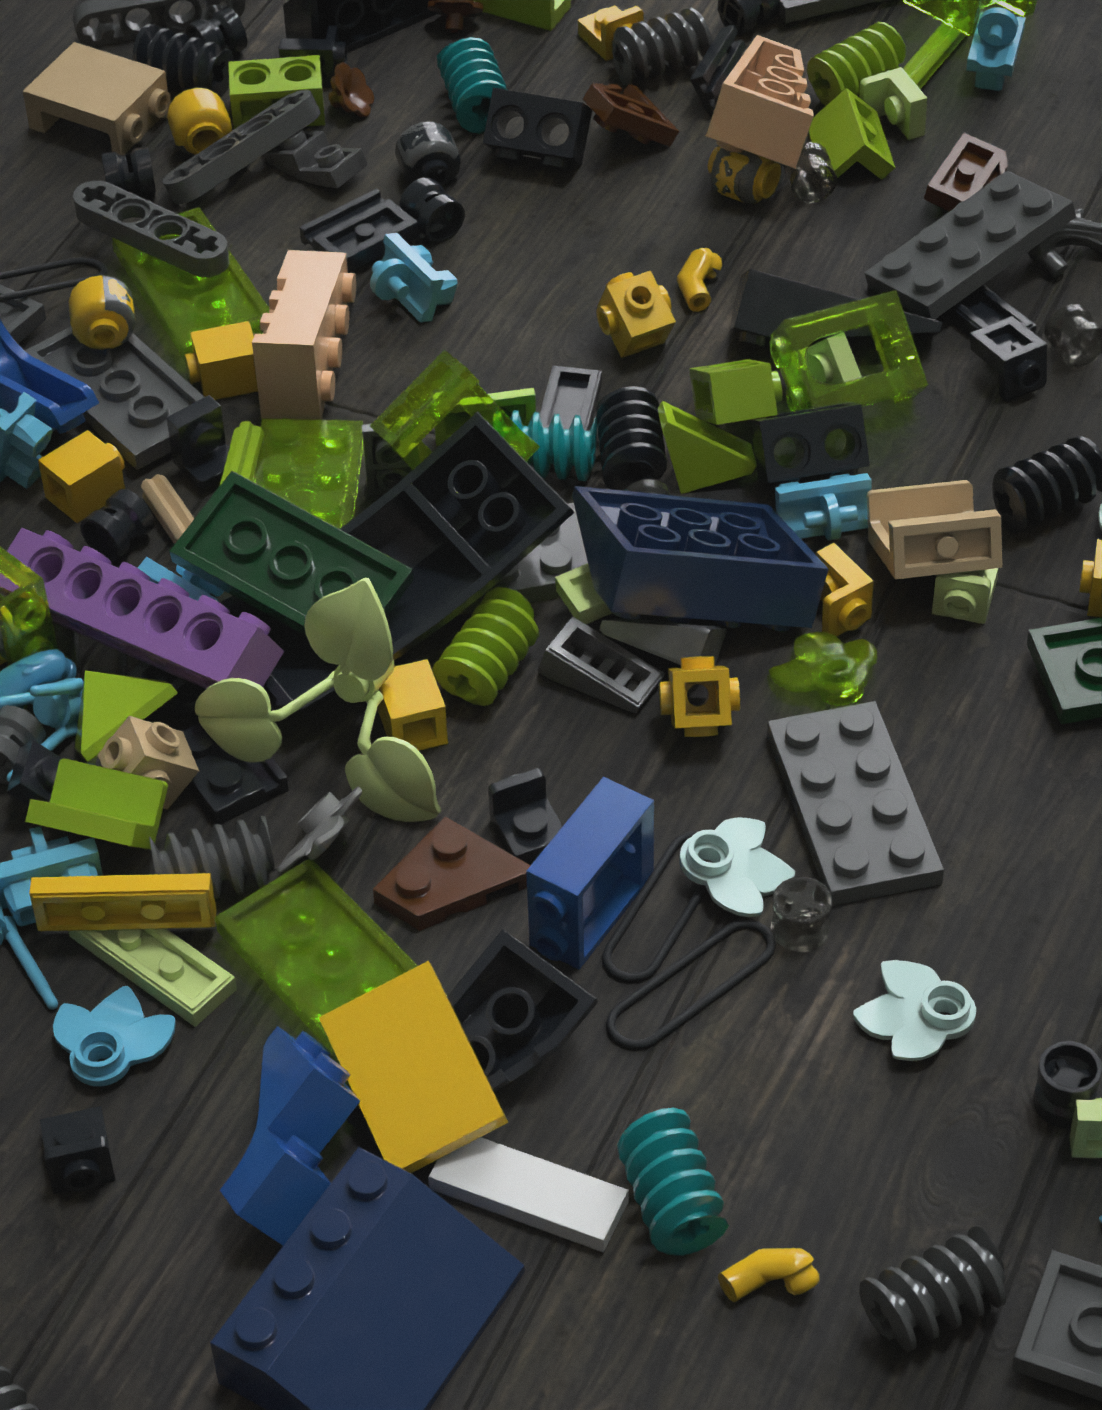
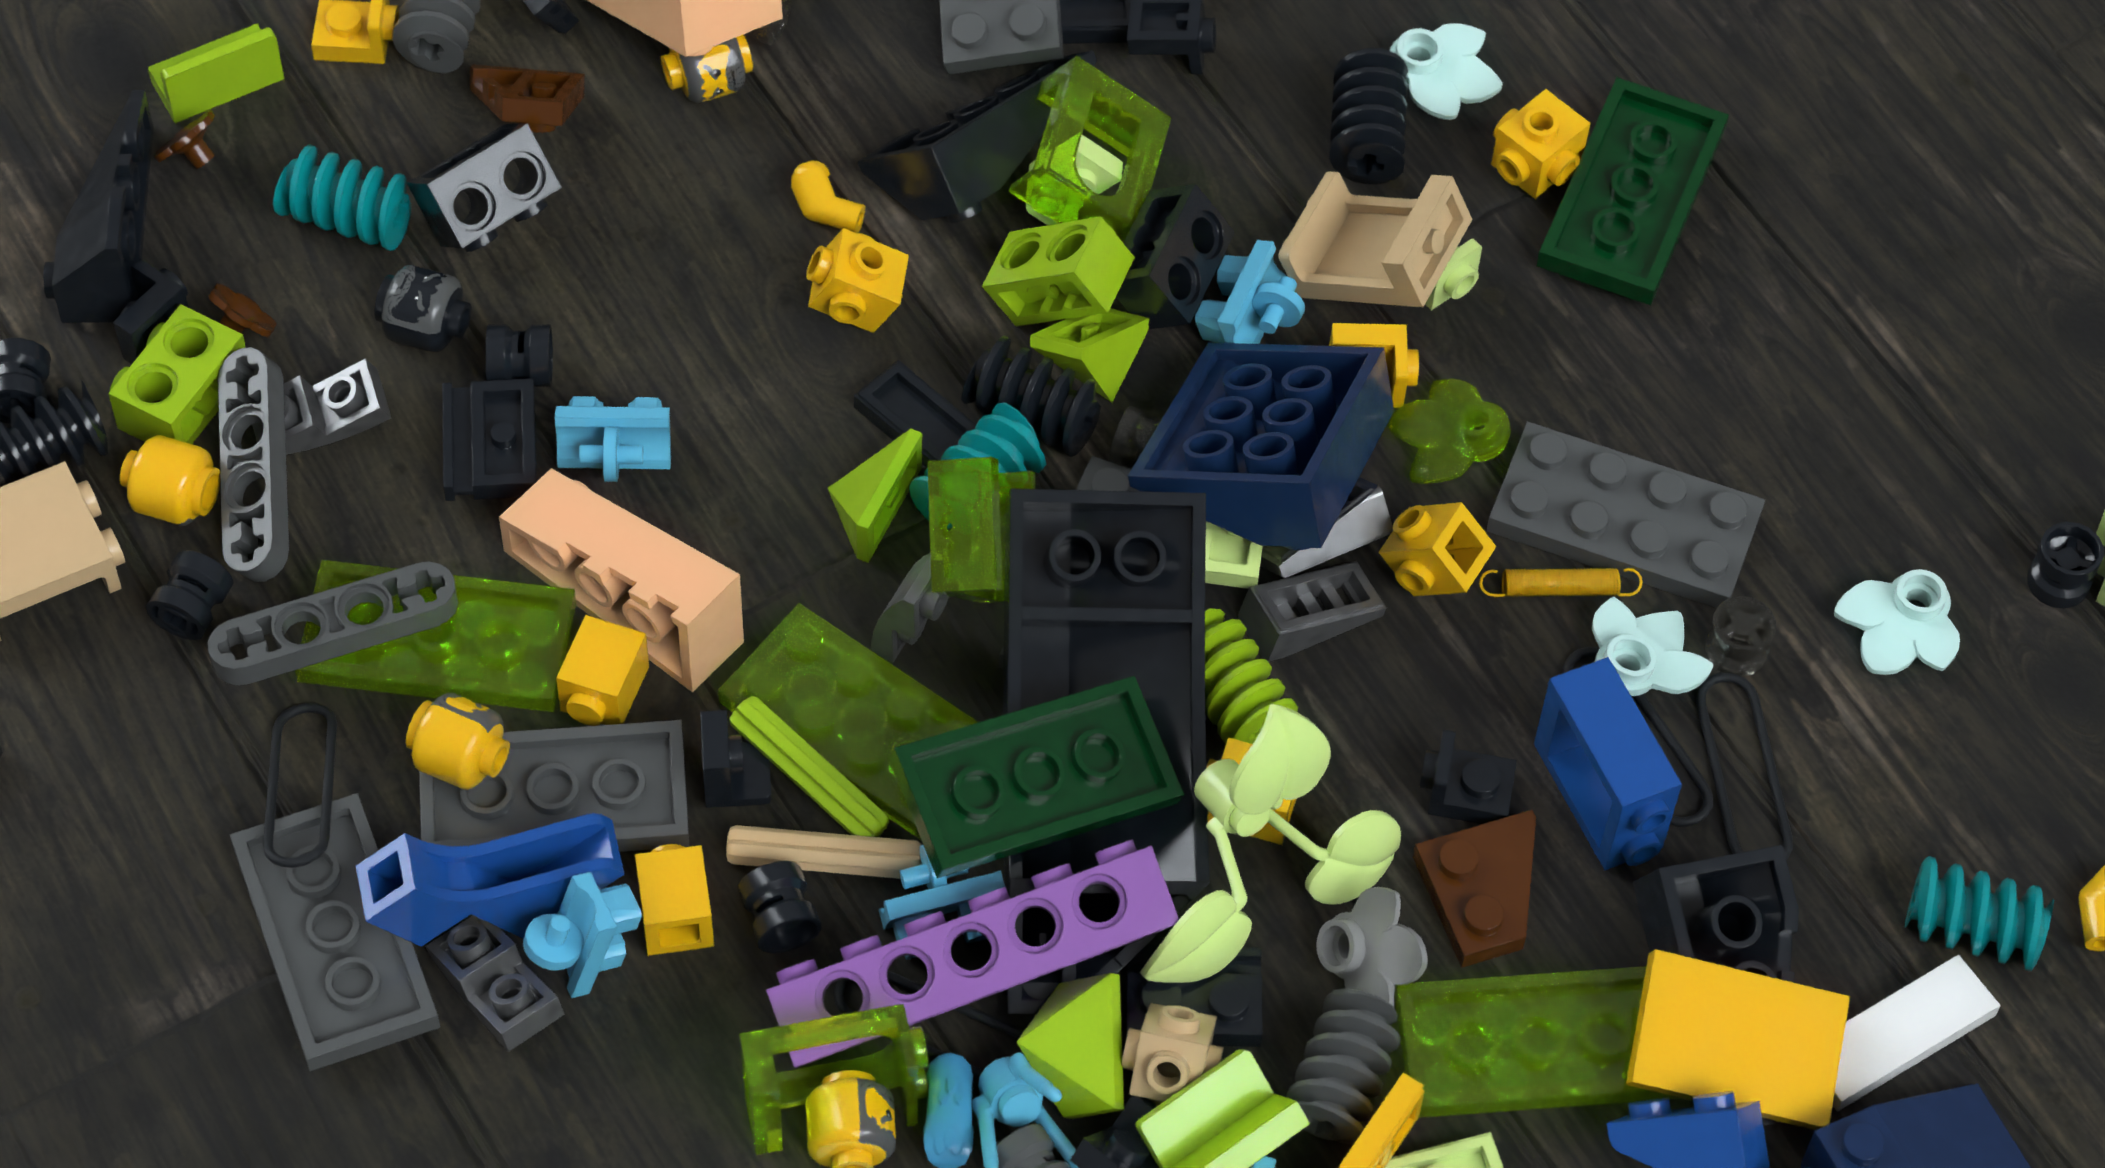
camera: 60 degrees left, 10 degrees up
(755, 793) = (1561, 582): none -> yellow piece

